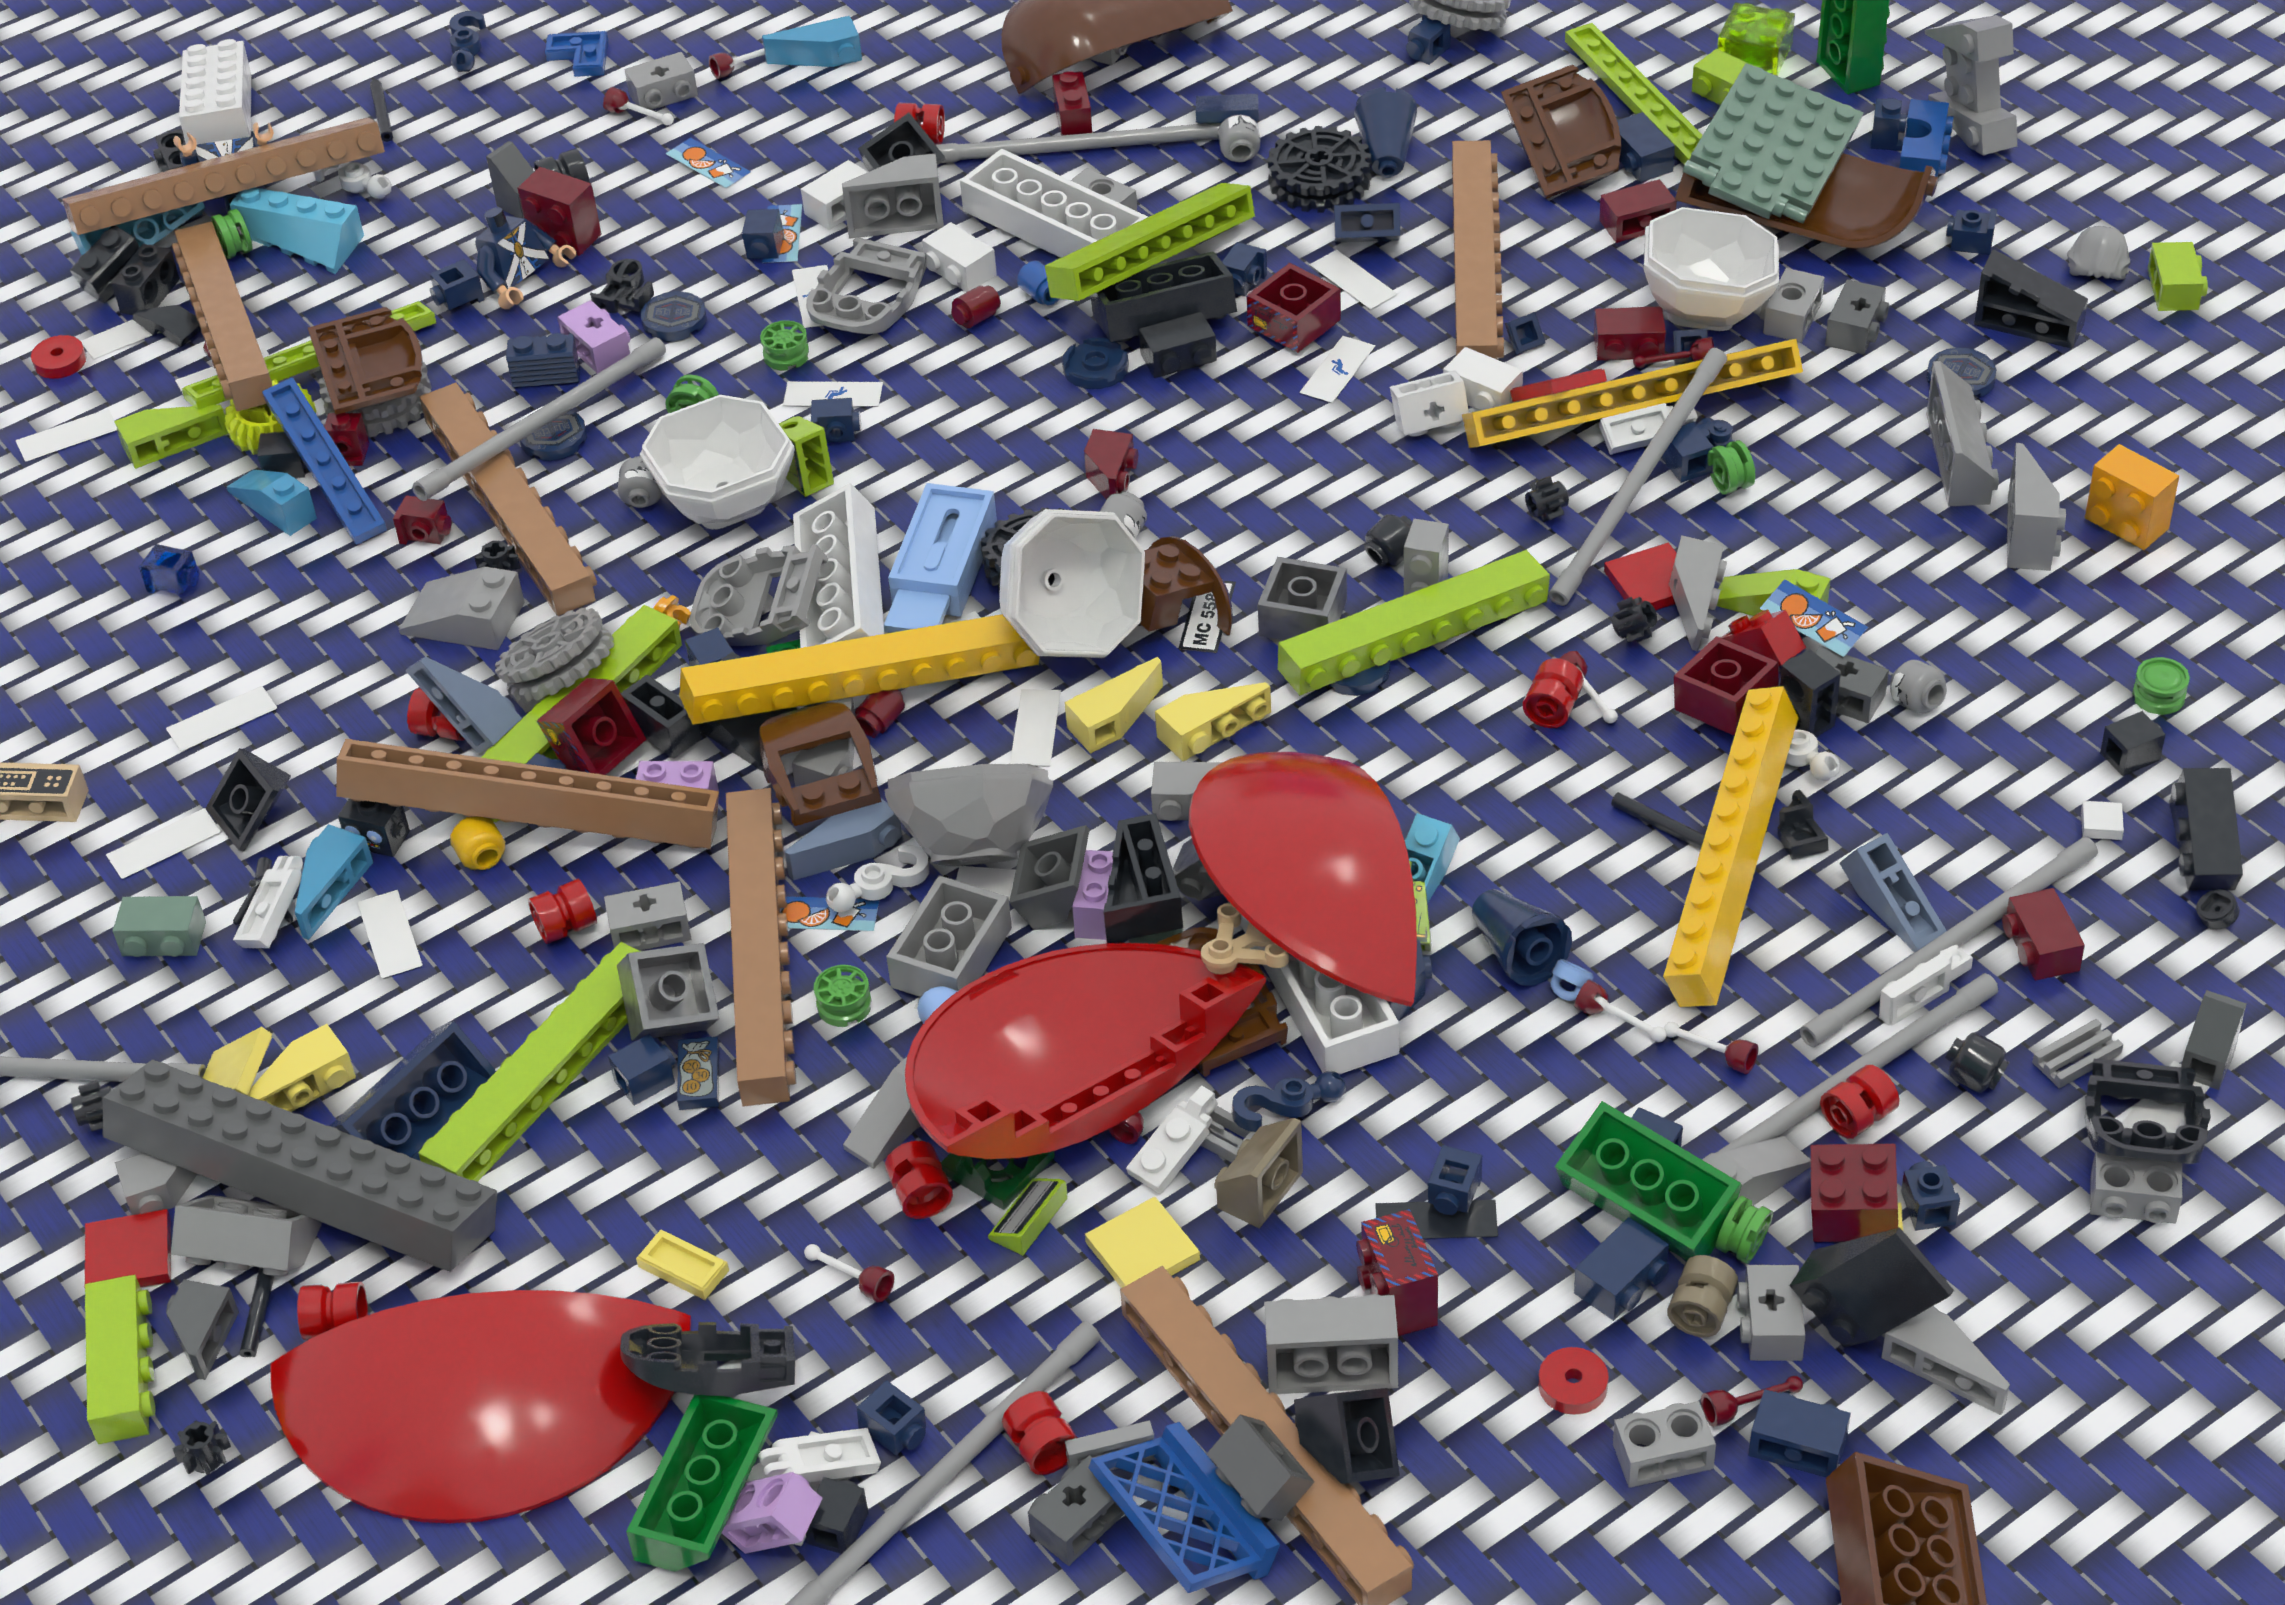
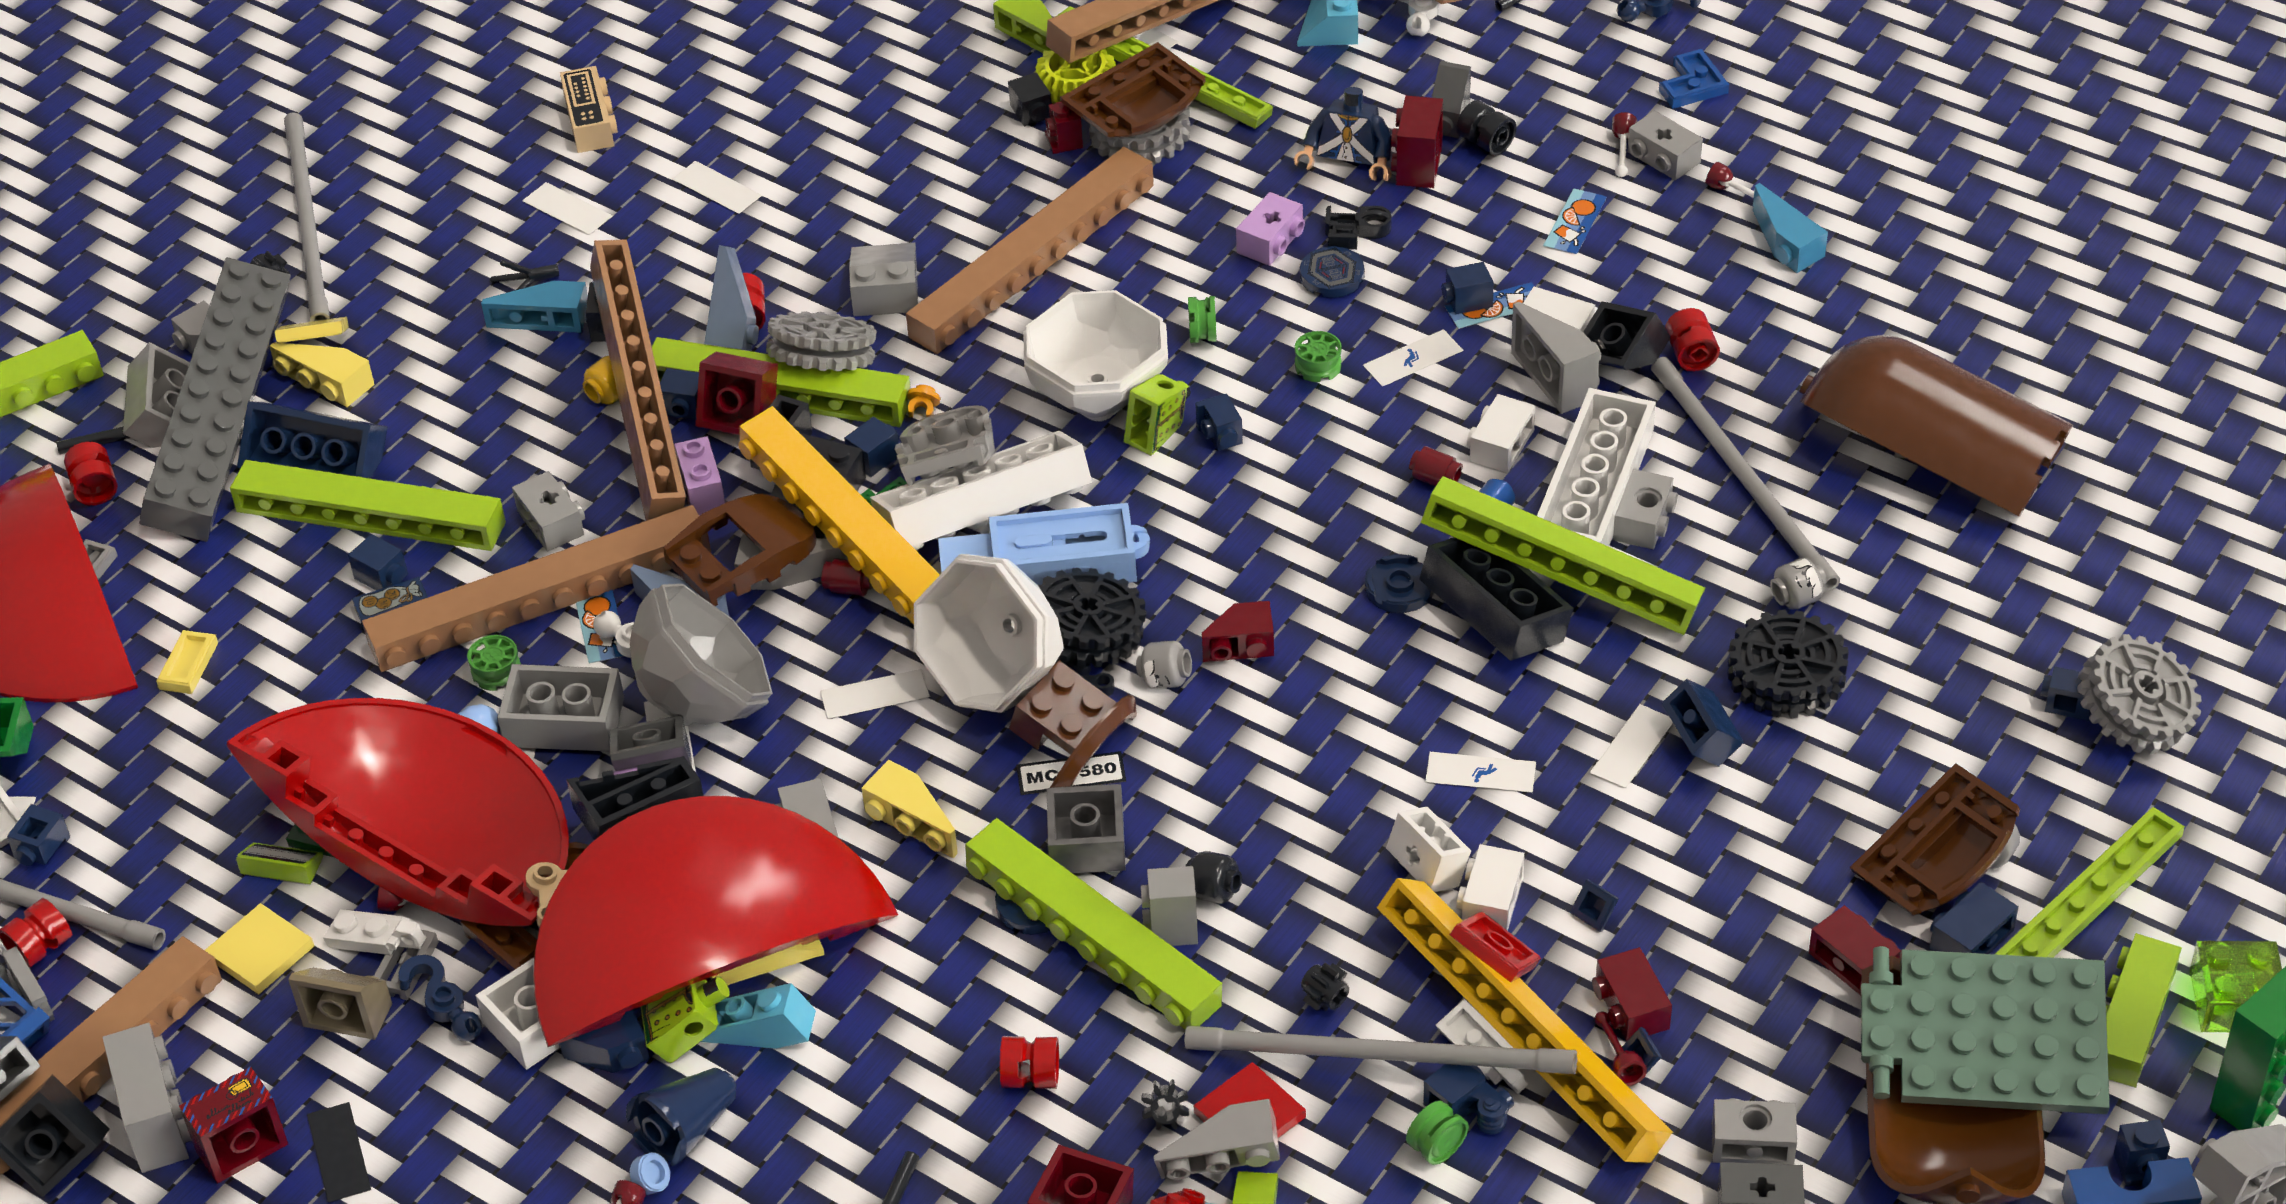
camera: 70 degrees right, 0 degrees up
(129, 1247) = (128, 341): red tile -> none
(159, 926) = (462, 236): sand green brick -> none
(169, 569) = (862, 97): clear blue brick -> none
(201, 1321) = (67, 409): dark grey slope -> none
(246, 796) = (621, 225): black slope -> none
(270, 903) = (479, 289): white hinge -> none
(276, 498) = (975, 116): dark azure slope -> none
(324, 461) = (1013, 120): blue plate -> none
(389, 934) = (504, 370): white sticker -> none
(422, 520) = (979, 209): dark red brick -> none
(441, 478) = (1256, 268): light grey piece -> none
(456, 285) = (1294, 117): dark blue brick -> none
(499, 556) = (943, 269): black gear -> none
(543, 360) = (1216, 206): dark blue brick -> none
(557, 438) = (1135, 251): dark blue tile -> none
(562, 911) = (536, 454): red wheel -> none
(667, 991) = (442, 542): flat silver brick -> none
(689, 1359) = (60, 671): black slope -> none
(804, 392) = (1276, 414): white sticker -> none
(857, 315) = (1385, 383): light grey slope -> none
(874, 1281) = (184, 782): dark red hinge -> none
(1072, 103) = (1784, 441): dark red brick -> none
(1112, 708) = (901, 735): light yellow slope -> none
(1177, 345) = (1443, 632): black brick -> none
(1220, 107) = (1849, 560): dark blue tile -> none
(1246, 265) = (1585, 647): dark blue brick -> none
(1293, 307) = (1532, 701): dark red brick -> none
(1386, 127) = (1866, 698): dark blue cone -> none
(1453, 1188) = (367, 1144): dark blue brick -> none
(1474, 247) = (1707, 827): medium nougat brick -> none
(1575, 658) = (1080, 1074): hinge -> none
(1709, 266) = (1736, 997): white rock -> none

